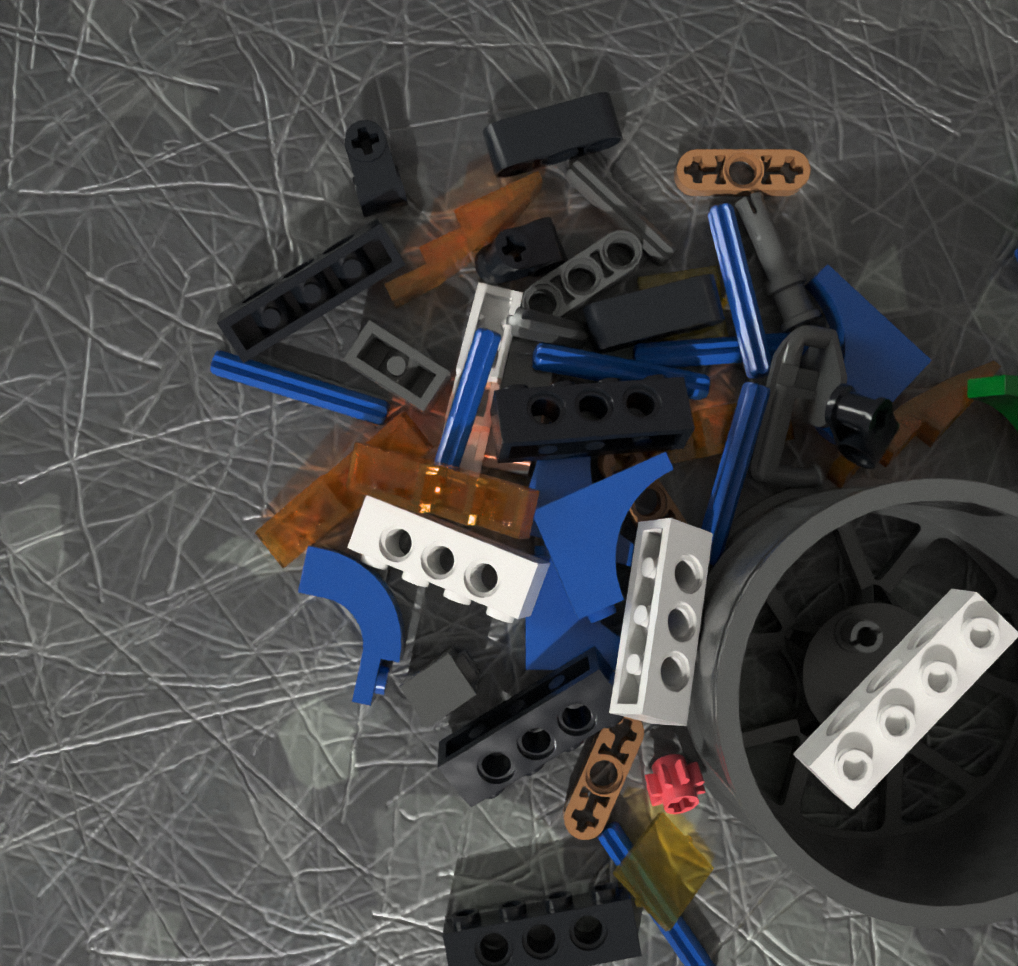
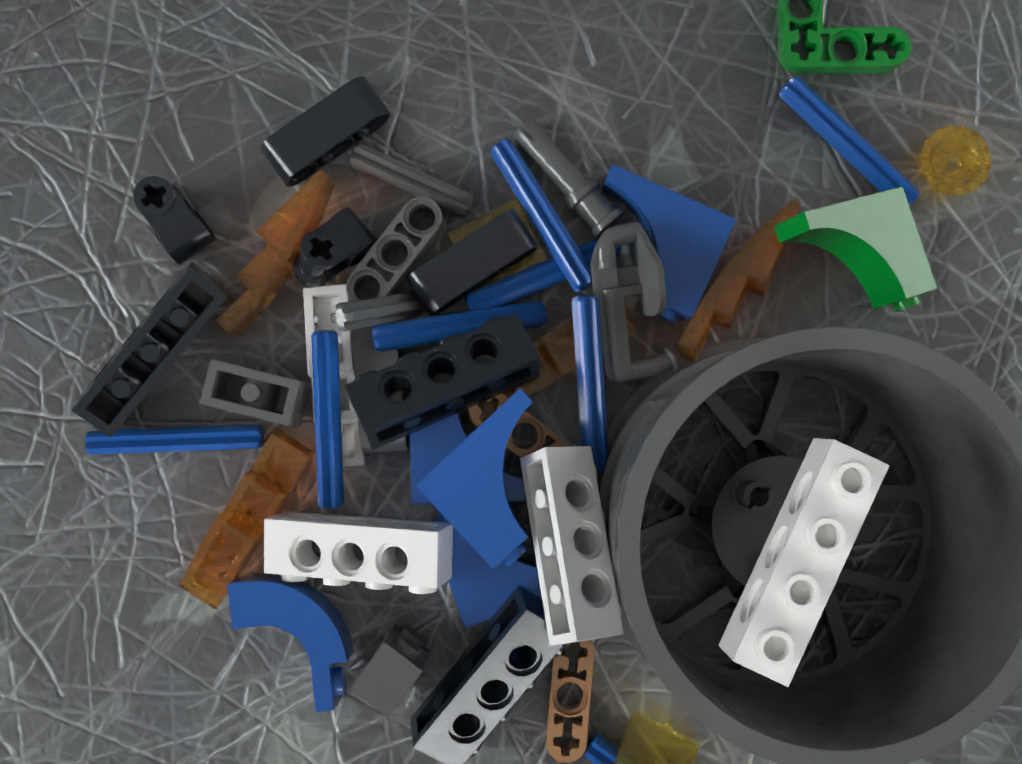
camera: 20 degrees left, 0 degrees up
(442, 490) = (330, 492): clear orange slope -> none
(675, 784) = (635, 684): coral gear -> none
(774, 185) = (516, 89): medium nougat beam -> none
(860, 425) = (689, 302): black piece -> none

